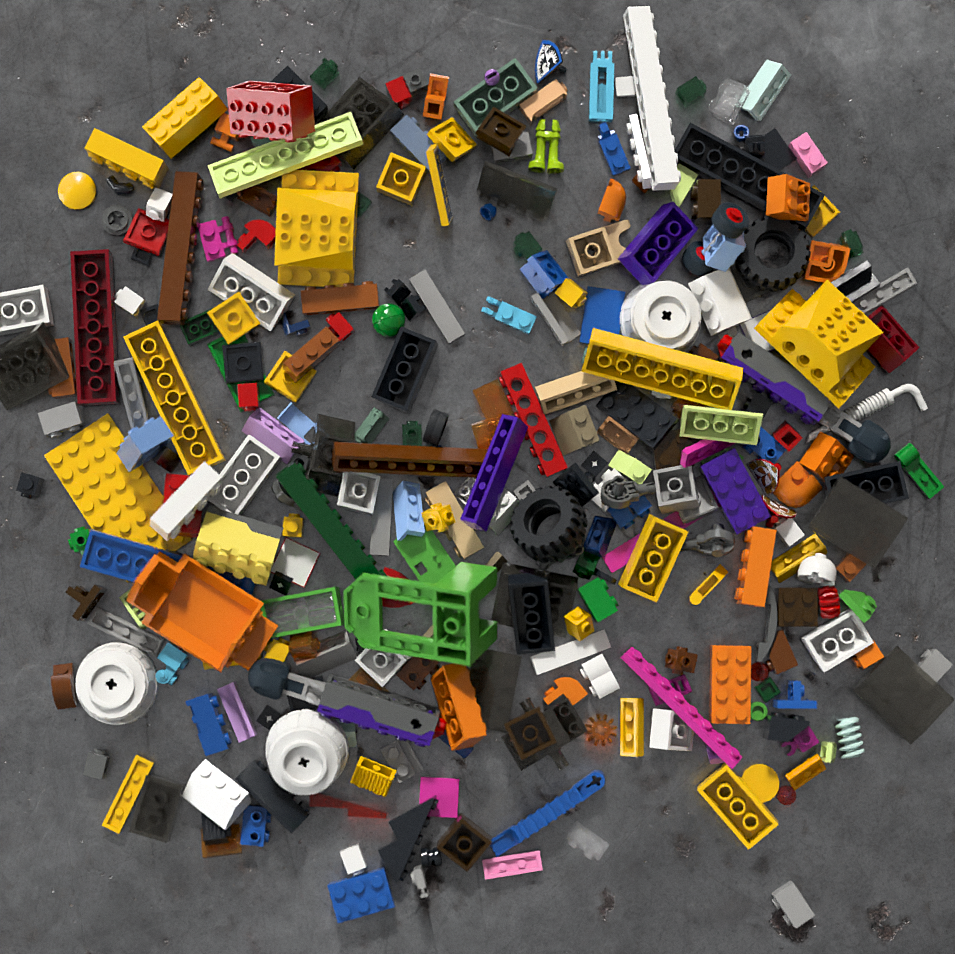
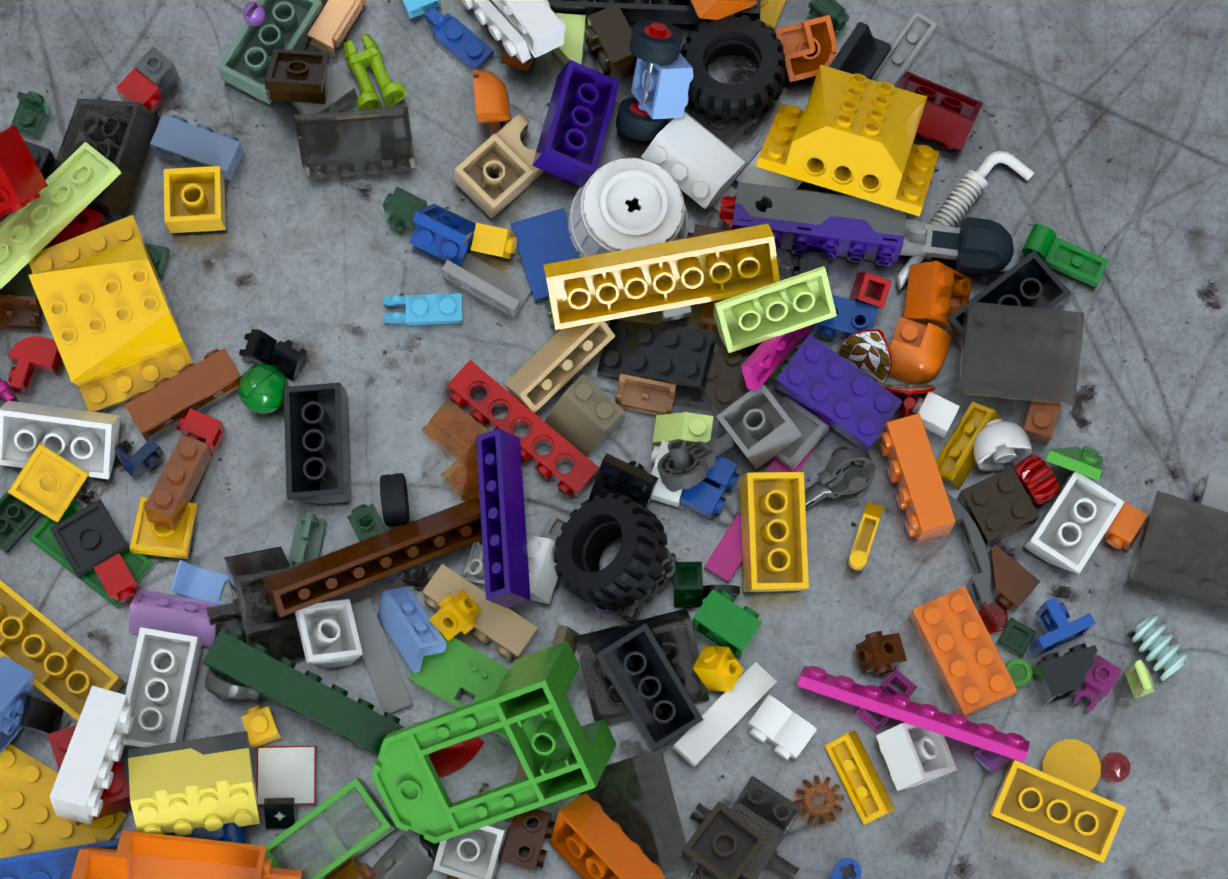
camera: 25 degrees left, 10 degrees down
(436, 96) = (191, 74): orange brick -> none
(436, 306) = (321, 343): light grey tile -> none
(439, 185) = (248, 179): yellow tile -> none
(452, 139) = (238, 119): yellow plate -> none
(488, 207) = (326, 189): blue hinge -> none
(569, 687) = (743, 764): orange brick -> none
(594, 463) = (633, 448): black tile -> none
(599, 536) = (687, 539): dark blue slope -> none
(805, 772) = (1124, 721): light orange plate -> none

